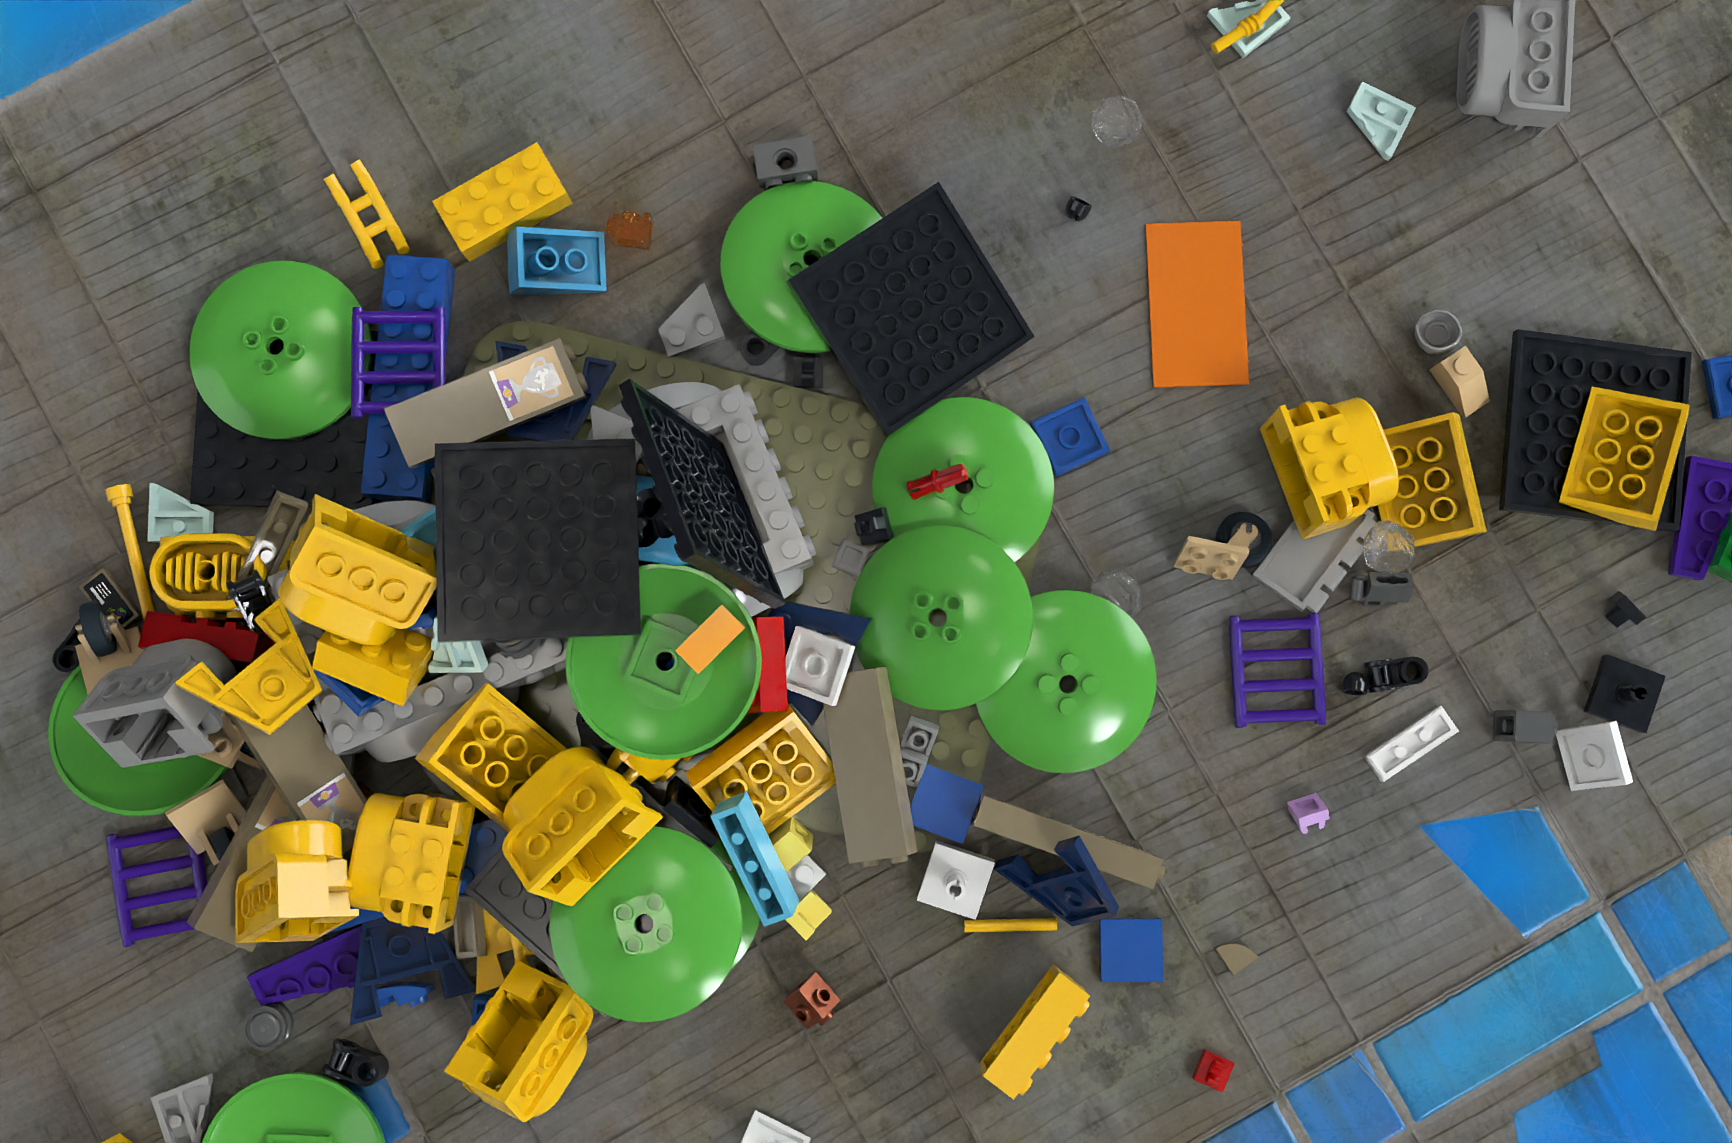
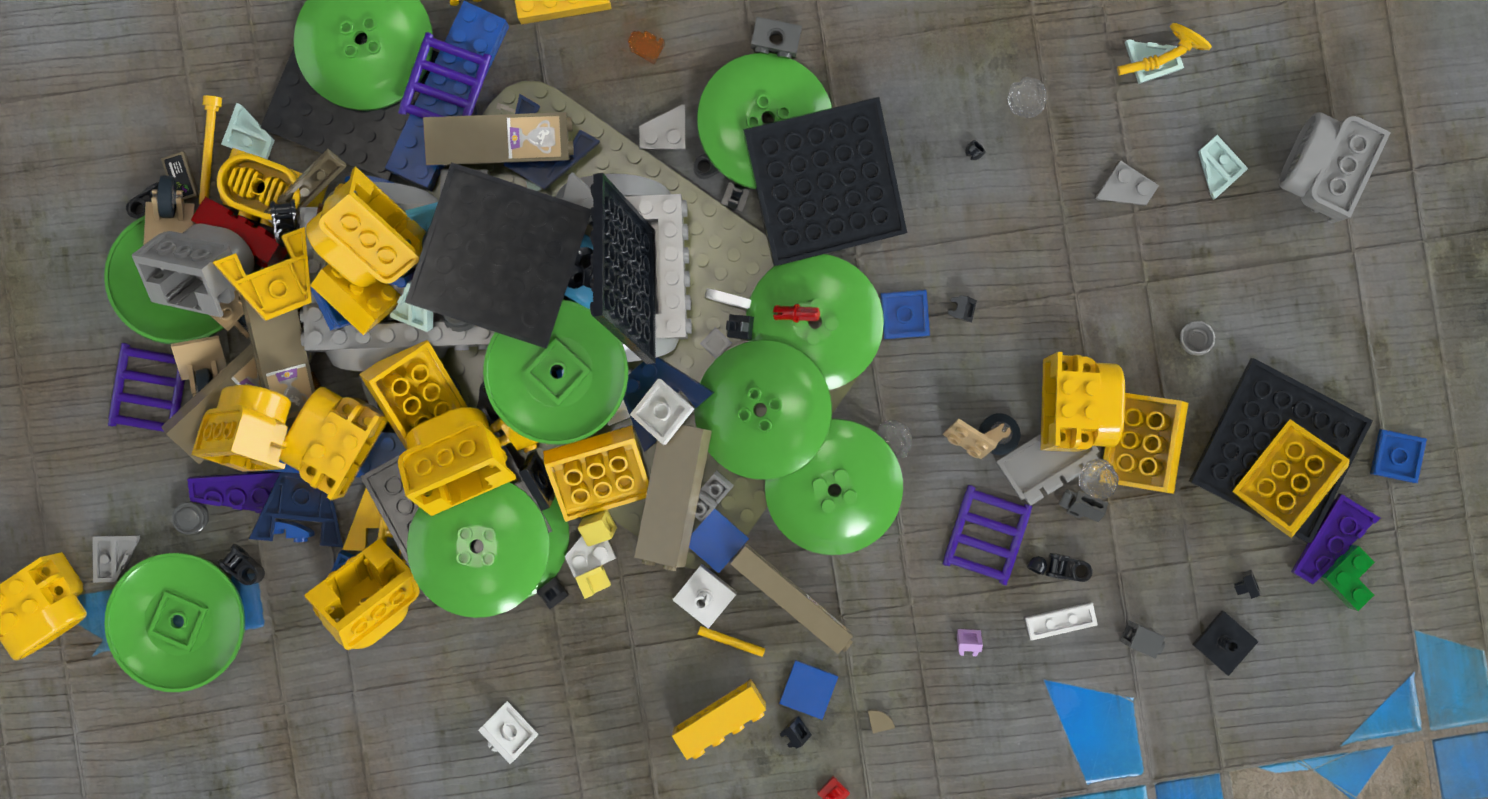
camera: 15 degrees right, 5 degrees up
(469, 929) = (353, 503): dark tan tile -> none
(555, 261) = (583, 49): dark azure slope -> none
(710, 639) = (593, 369): light orange tile -> none
(755, 859) = (569, 529): medium azure brick -> none
(762, 949) = (552, 593): none -> black tile
(773, 684) = (627, 413): red brick -> none
(812, 1001) = (573, 642): copper brick -> none
(845, 497) = (728, 298): none -> white tile
(1072, 893) = (782, 635): dark blue wing -> none
(1138, 1011) = (796, 732): none -> black tile
(1141, 402) = (965, 308): none -> black tile
(1197, 304) = (1034, 252): orange piece -> none
(1278, 183) = (1127, 186): none -> light grey wing
(1462, 381) = (1200, 380): tan slope -> none
(1594, 756) = (1183, 678): white tile -> none

